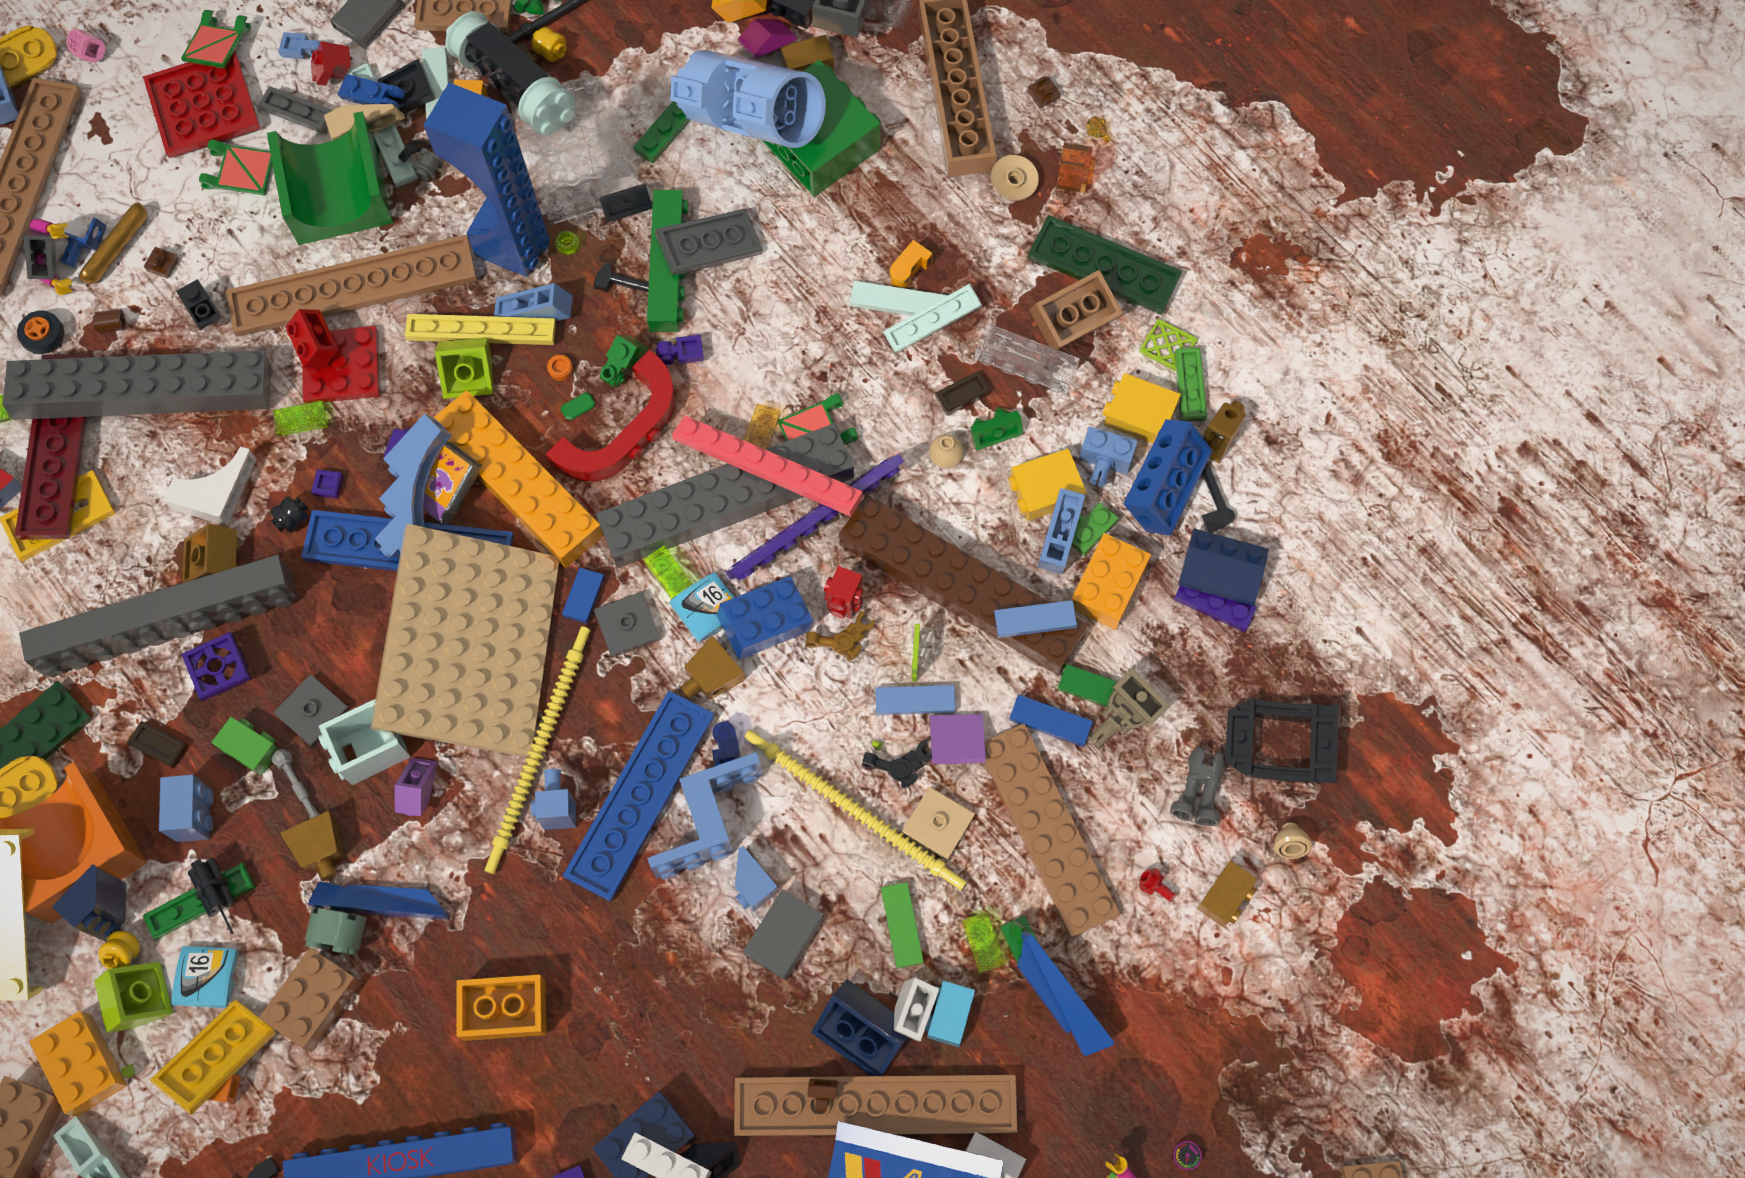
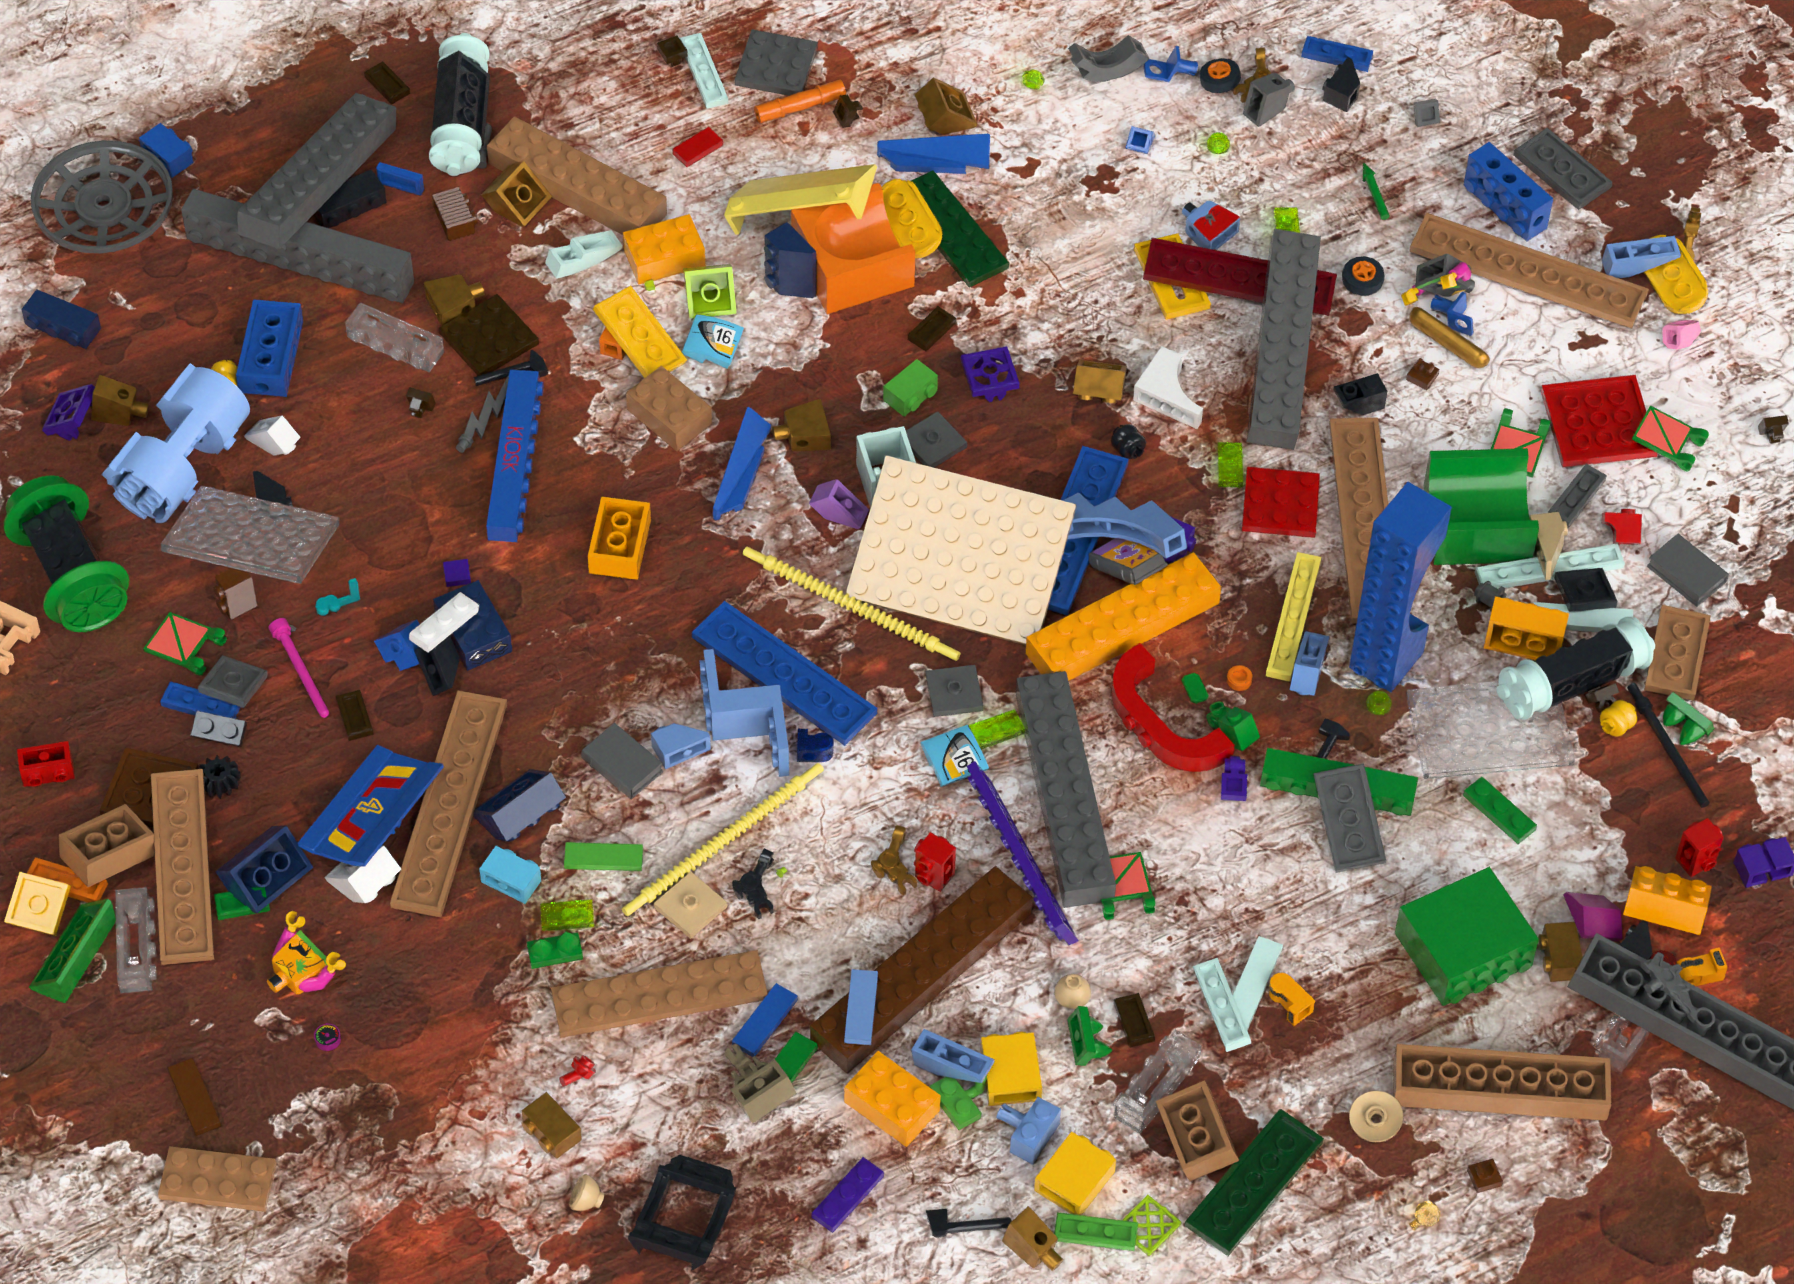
camera: 100 degrees right, 15 degrees down
(109, 321) = (1364, 328): reddish brown piece -> none
(119, 950) = (750, 282): yellow piece -> none
(159, 616) = (1045, 336): dark grey brick -> none
(185, 808) = (861, 335): medium blue brick -> none
(187, 908) = (781, 345): green tile -> none
(211, 888) = (786, 348): black piece -> none
(283, 759) = (892, 414): light grey piece -> none
(296, 45) = (1654, 505): medium blue plate -> none
(311, 338) = (1301, 470): red brick -> none
(327, 484) = (1156, 478): dark purple tile -> none
(335, 929) = (720, 427): sand green brick -> none
(368, 92) = (1582, 555): blue hinge -> none
(413, 147) = (1511, 585): black bar -> none
(464, 367) = (1254, 596): lime slope -> none
(554, 806) = (787, 598): medium blue brick -> none
(583, 595) = (992, 660): blue tile -> none
(625, 202) = (1413, 755): black plate -> none
(711, 671) = (888, 747): pearl gold torso -> none
(750, 98) = (1474, 859): light blue cylinder -> none
(762, 426) = (1130, 832): clear yellow plate -> none
(764, 617) = (927, 792): blue brick -> none
(768, 465) = (1077, 812): coral plate -> none
(822, 1091) = (471, 754): reddish brown tile -> none
(914, 1008) = (521, 838): white slope -> none
(915, 652) = (851, 917): lime window -> none
(915, 700) = (816, 910): medium blue tile -> none
(957, 739) = (766, 933): medium lavender tile -> none
(1061, 998) = (498, 958): blue wedge -> none
(1075, 167) = (1372, 1169): clear orange brick -> none
(1168, 477) = (986, 1168): blue brick -> none
(1200, 774) = (644, 1111): dark grey piece -> none
(1223, 567) = (878, 1200): dark blue slope -> none

